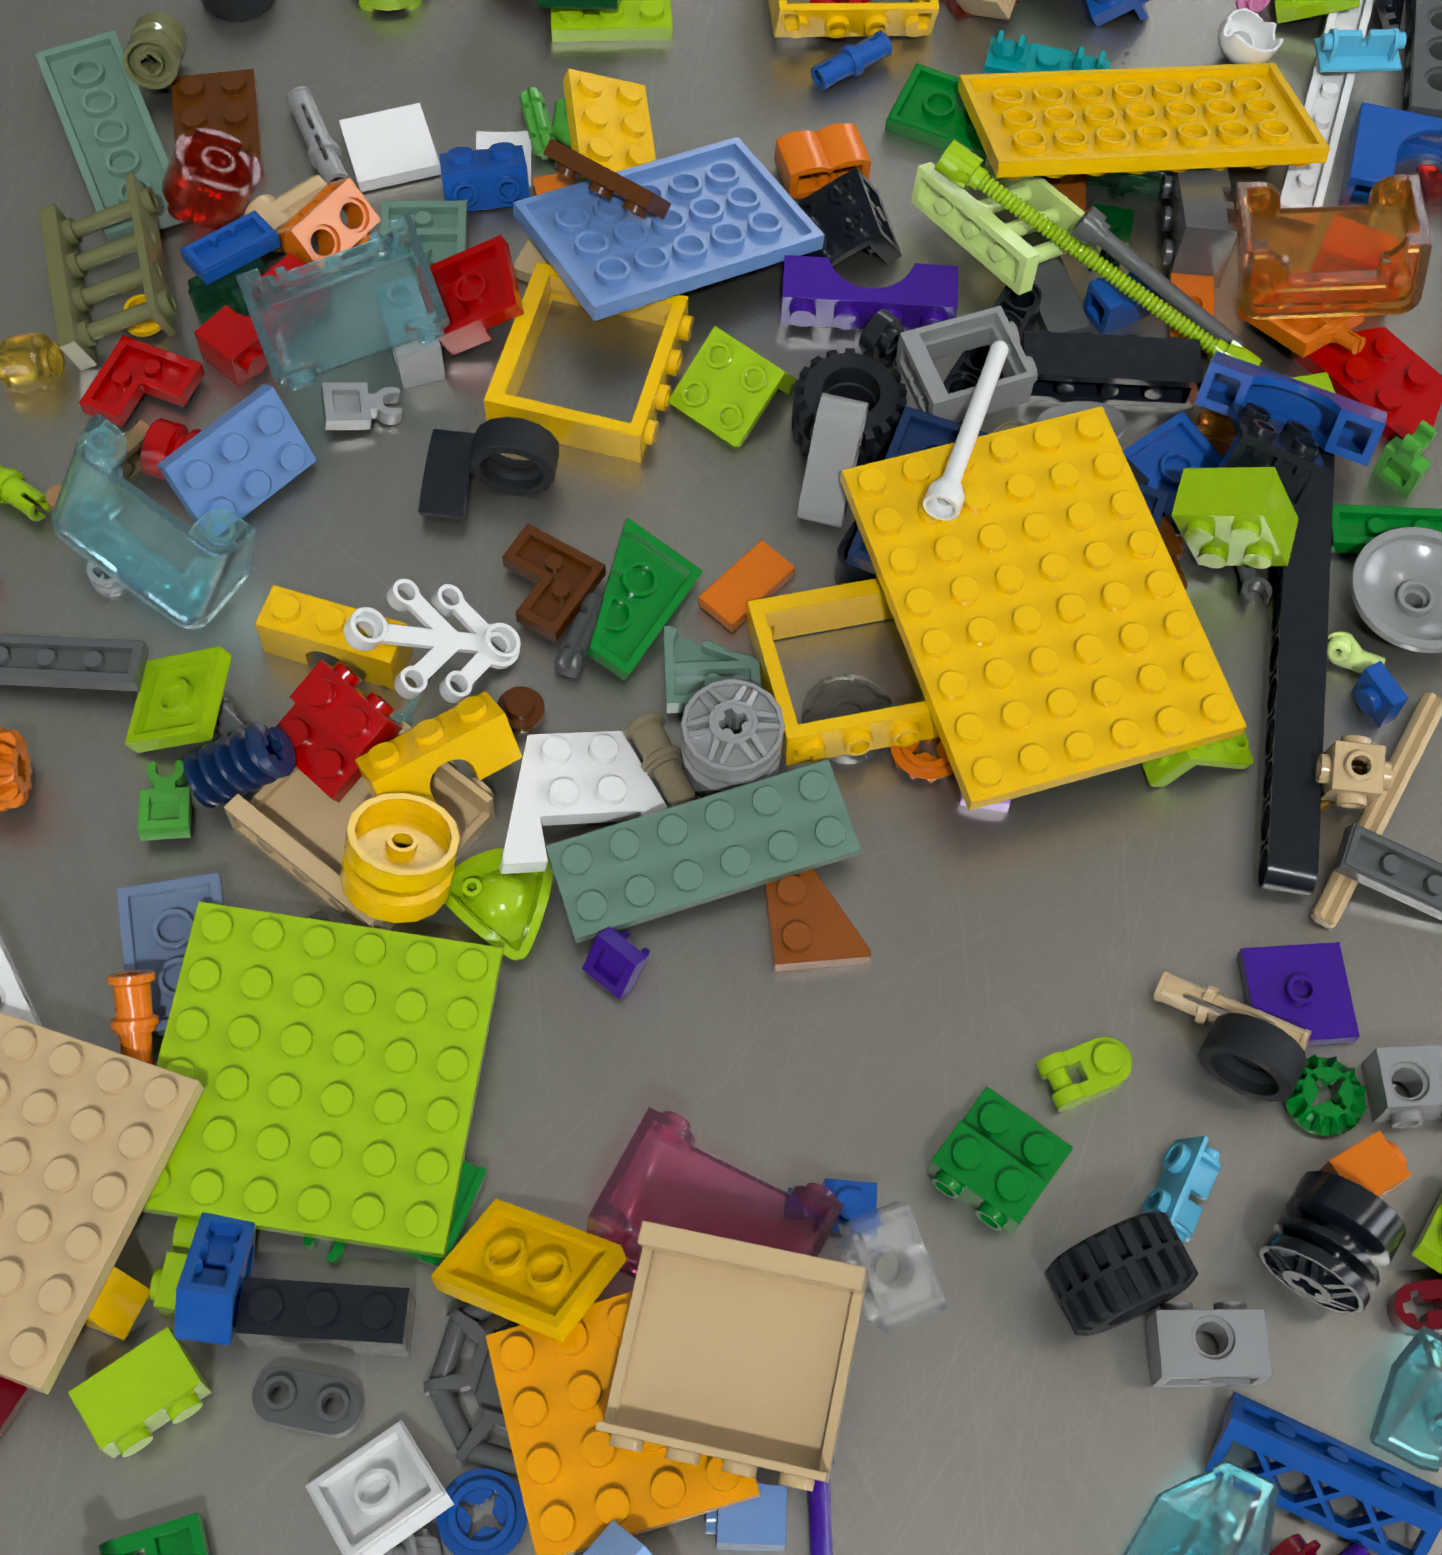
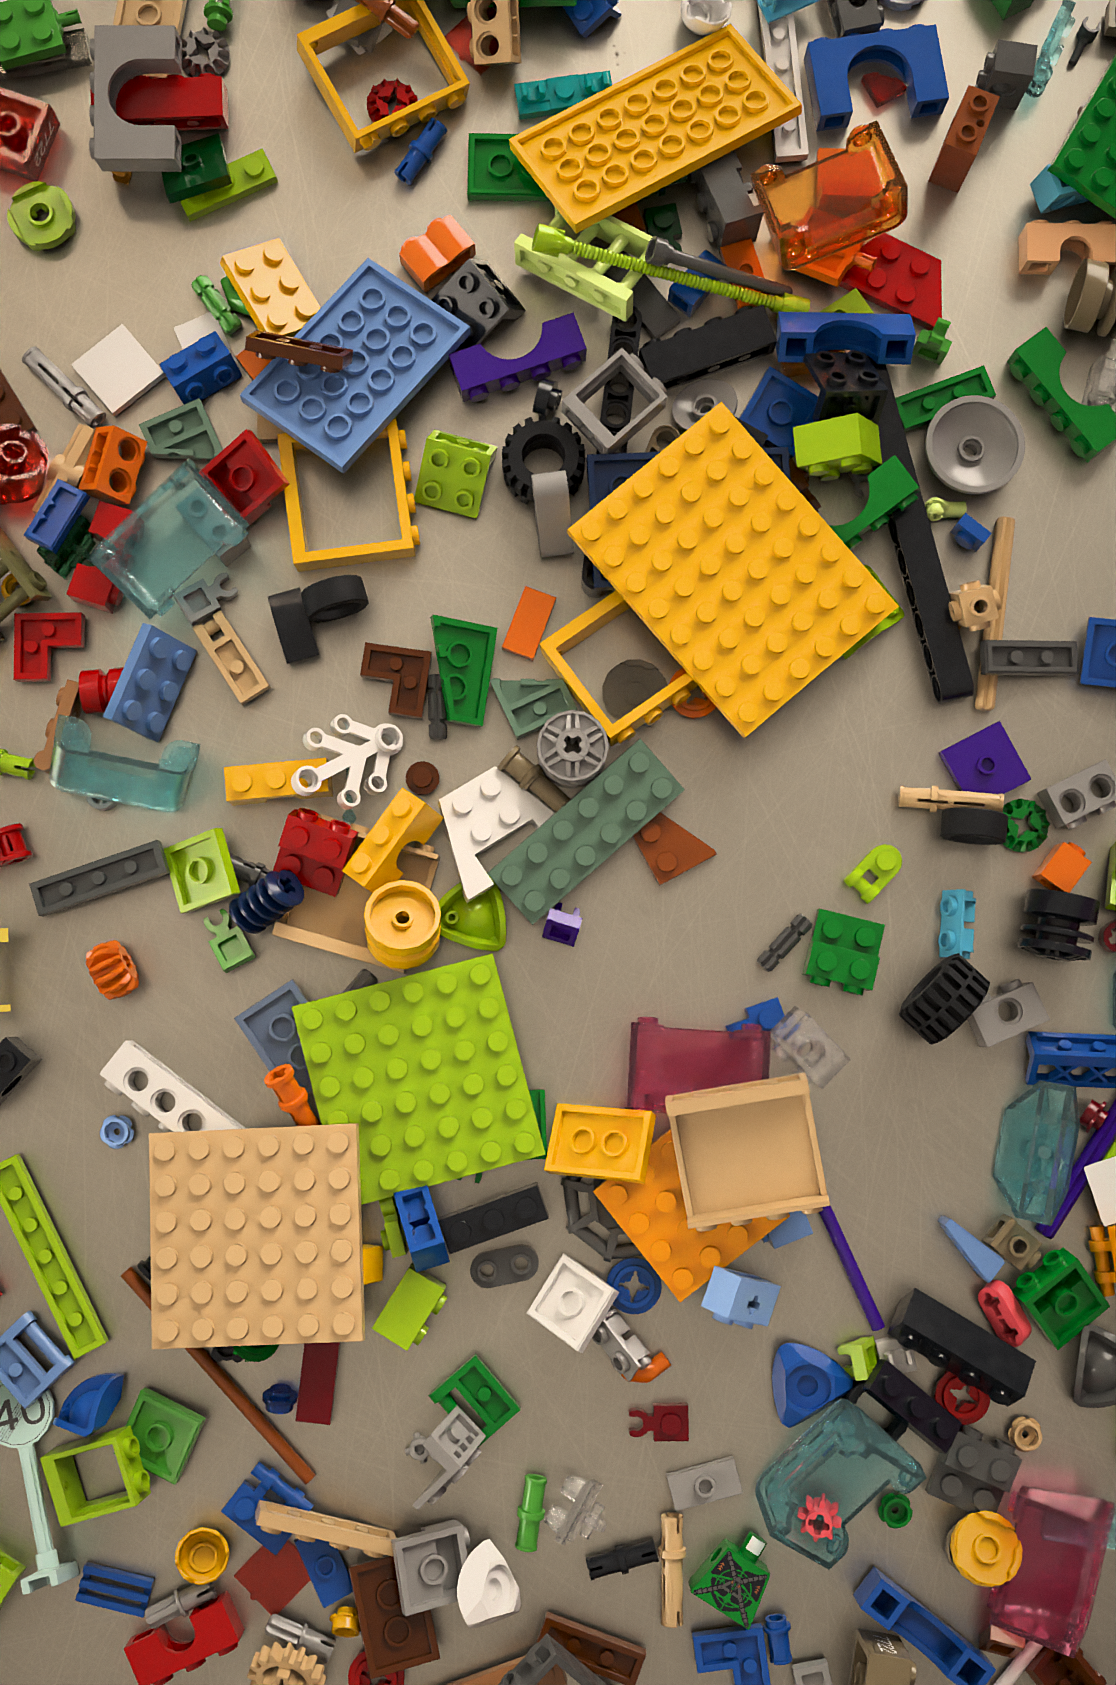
camera: 25 degrees left, 20 degrees up
(354, 484) = (232, 658): none -> tan plate
(918, 1114) = (784, 942): none -> dark grey axle
(946, 494) = (647, 526): white piece -> none
(1284, 592) = (888, 489): none -> green arch

